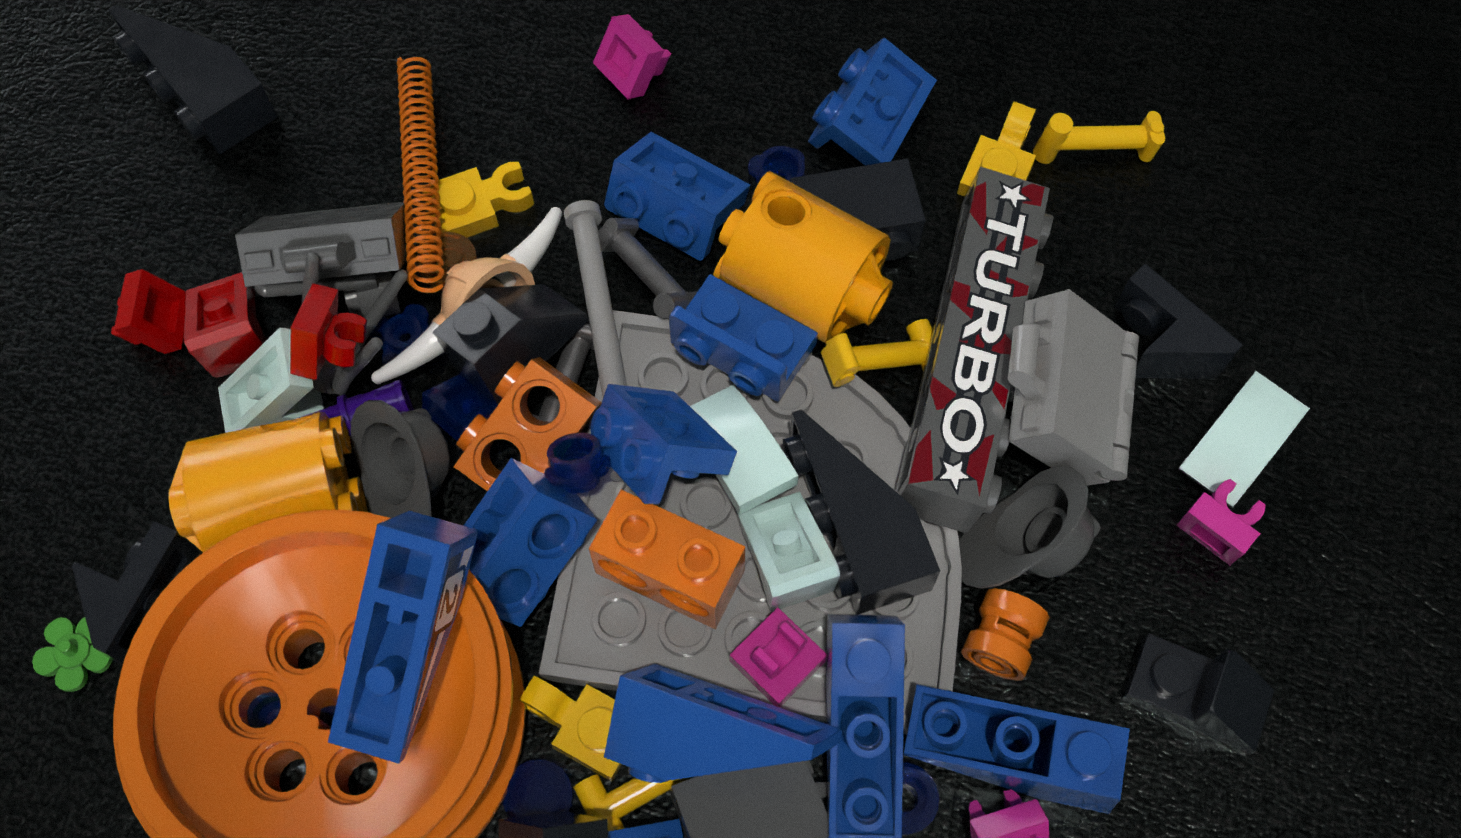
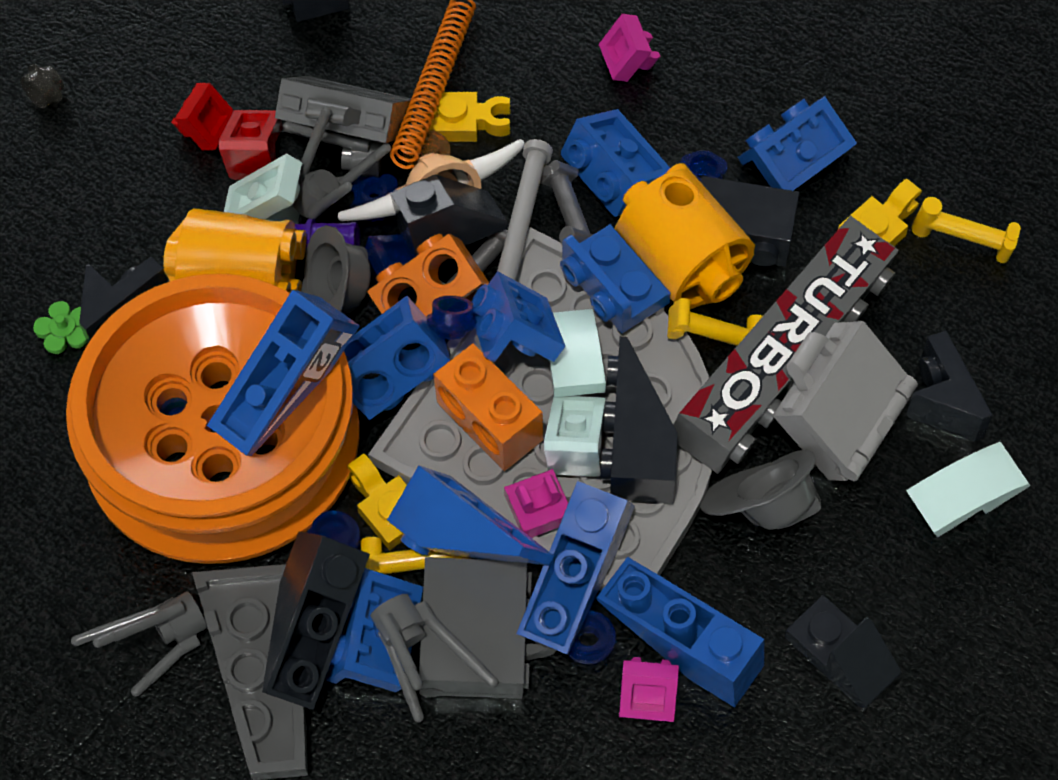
camera: 25 degrees right, 5 degrees down
(323, 334) = (314, 167): red tile -> none
(1005, 634) = (713, 554): orange wheel -> none
(1219, 528) = (912, 540): dark pink tile -> none

